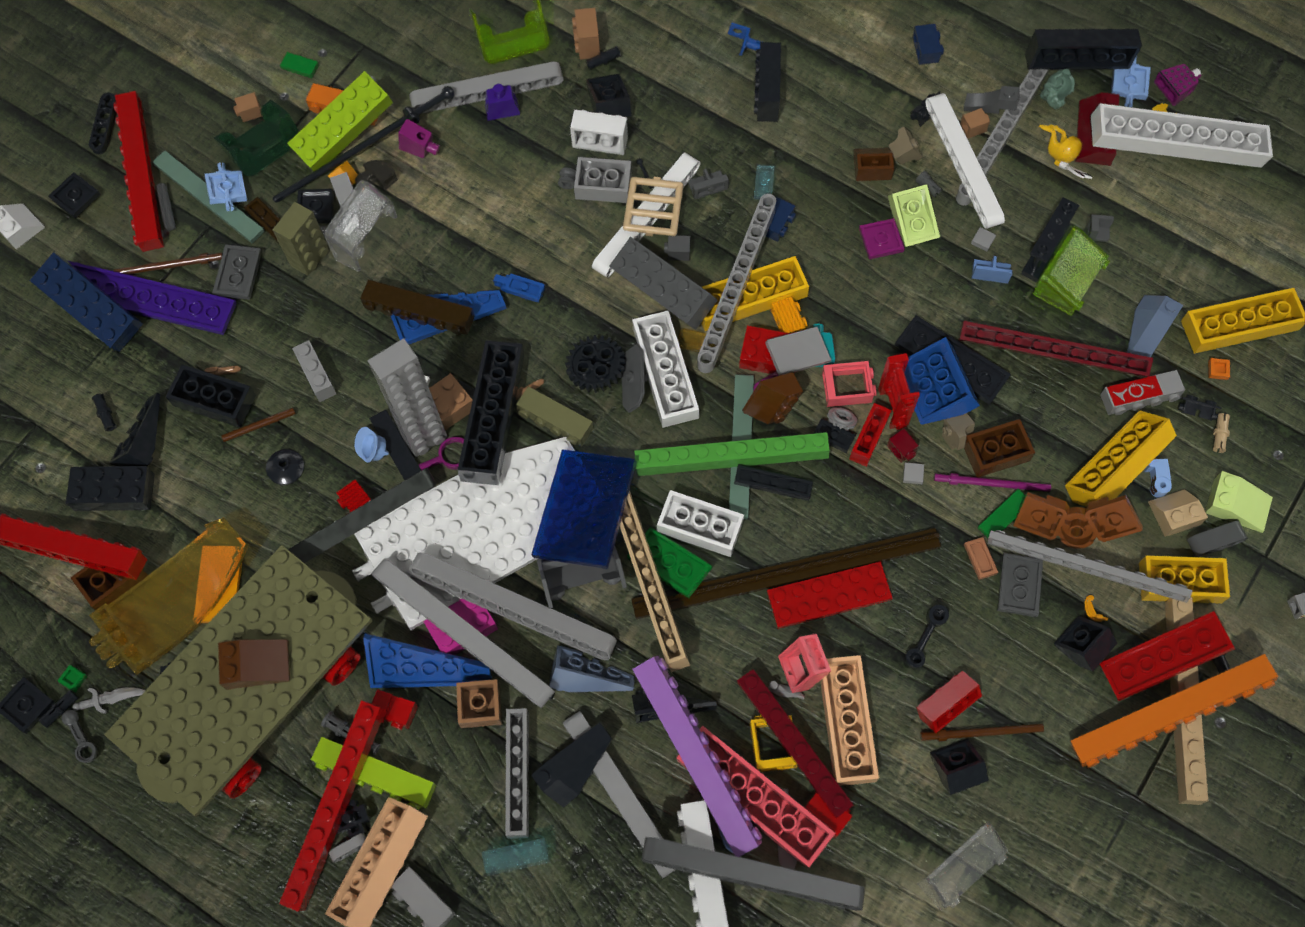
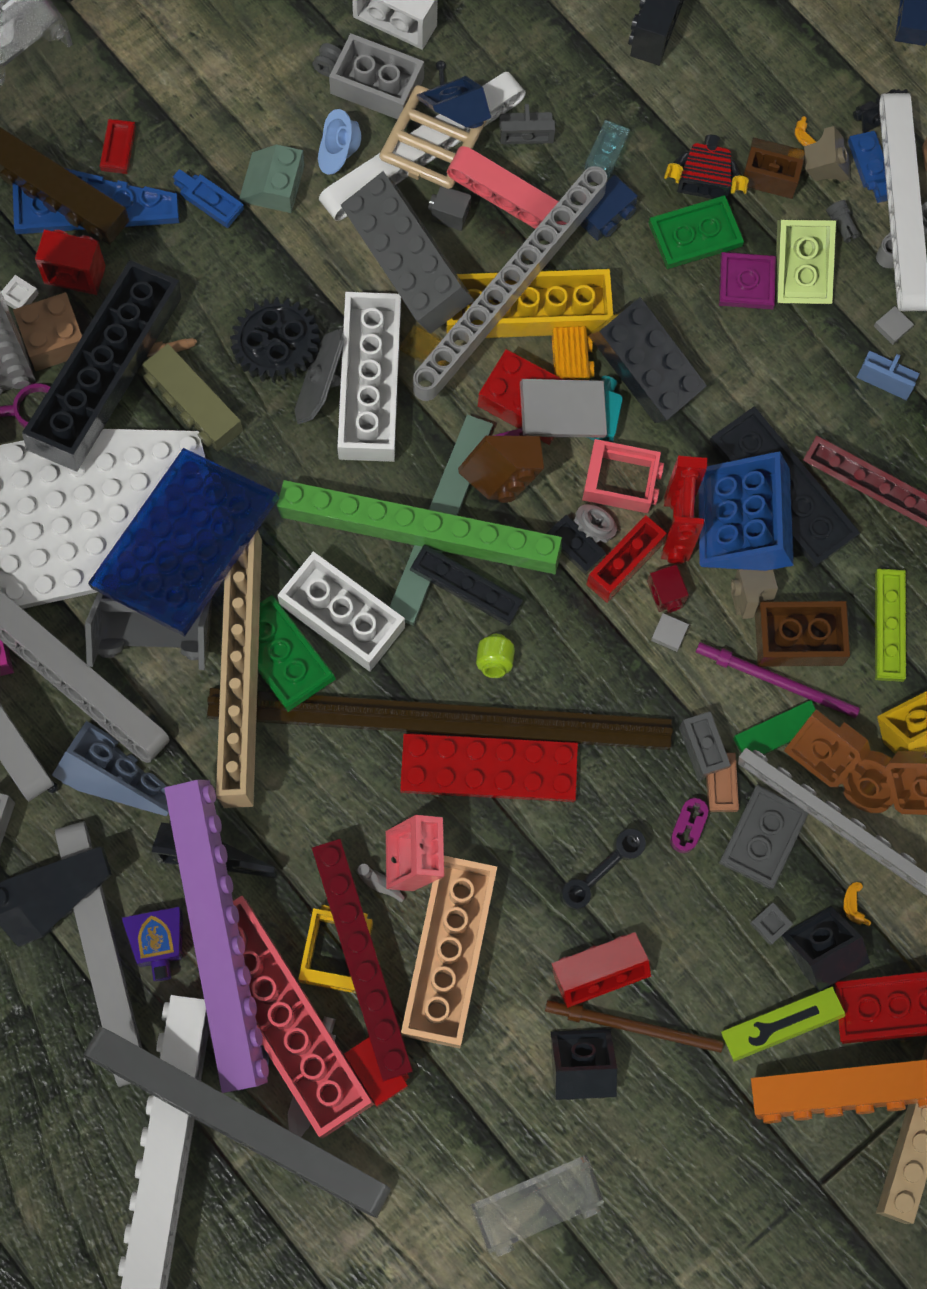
camera: 10 degrees right, 5 degrees up
(446, 352) = (70, 261): none -> red brick
(449, 271) = (117, 146): none -> red tile
(557, 262) = (273, 178): none -> sand green slope
(591, 227) = (339, 141): none -> light blue piece
(653, 773) = (156, 939): none -> torso
(664, 178) = (459, 101): none -> dark blue slope
(709, 225) = (500, 187): none -> coral beam
(808, 522) = (495, 656): none -> lime head
(833, 178) = (707, 171): none -> torso
(838, 217) = (696, 232): none -> green plate
(839, 306) = (647, 360): none -> black brick
(884, 140) = (802, 137): none -> light orange piece
(932, 144) = (869, 163): none -> blue hinge
(962, 538) = (704, 745): none -> dark grey panel
(965, 592) = (695, 828): none -> magenta beam
(1045, 638) = (771, 923): none -> dark grey plate
(1050, 426) = (890, 625): none -> lime tile
(1077, 700) = (783, 1024): none -> lime tile

